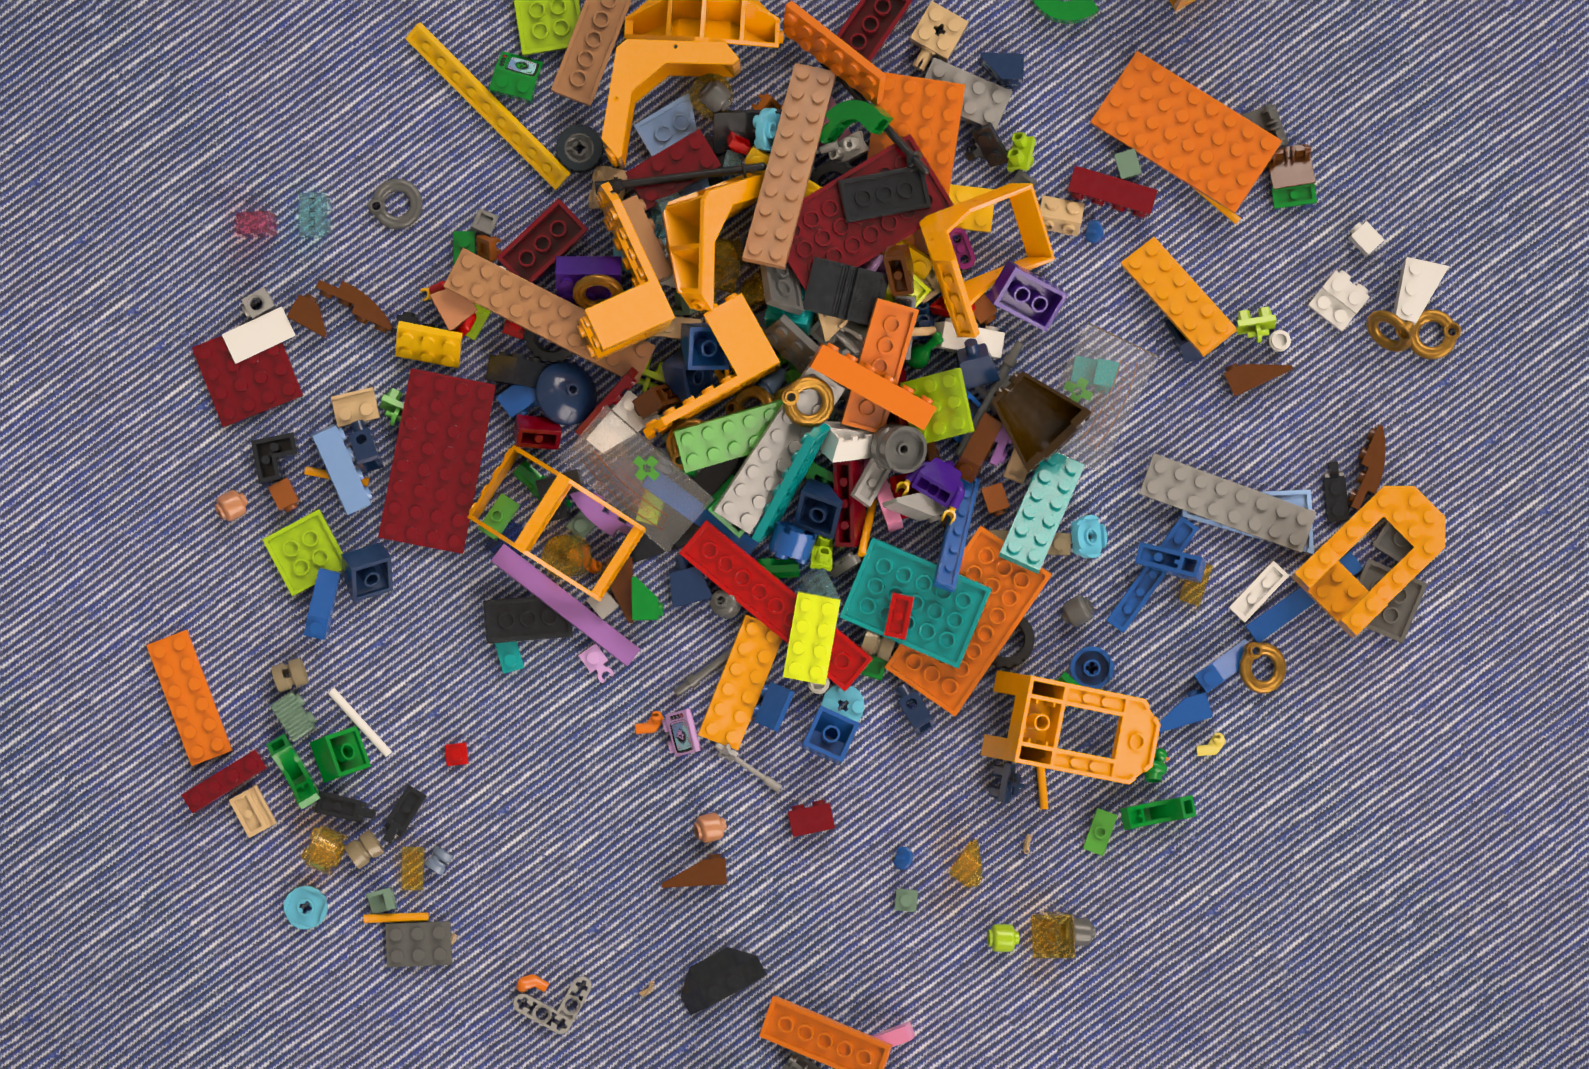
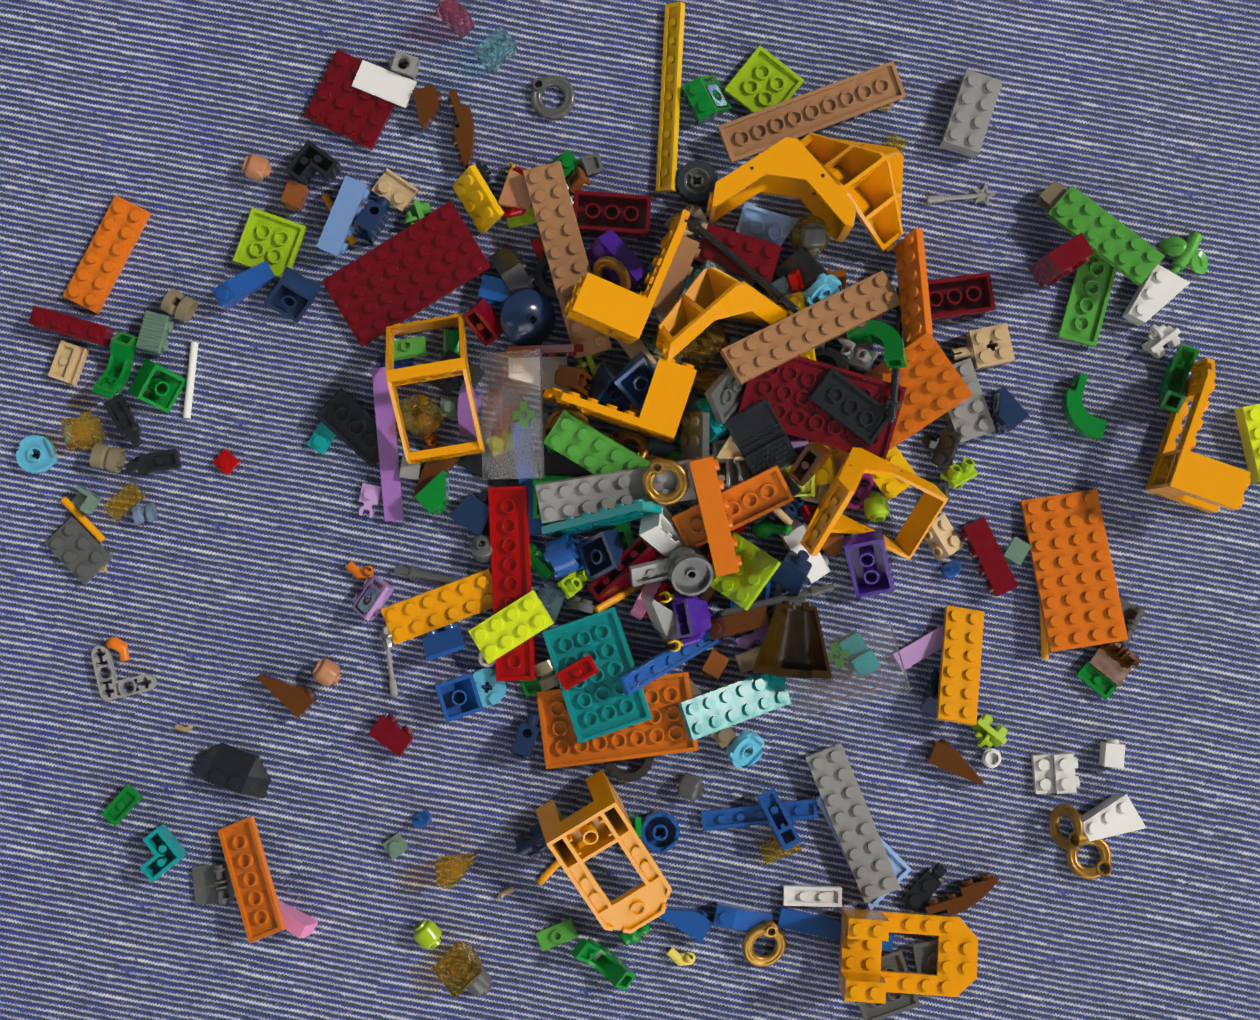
camera: 45 degrees right, 0 degrees up
(986, 247) = (876, 507): none -> lime head
(1137, 316) = (922, 647): none -> lavender tile

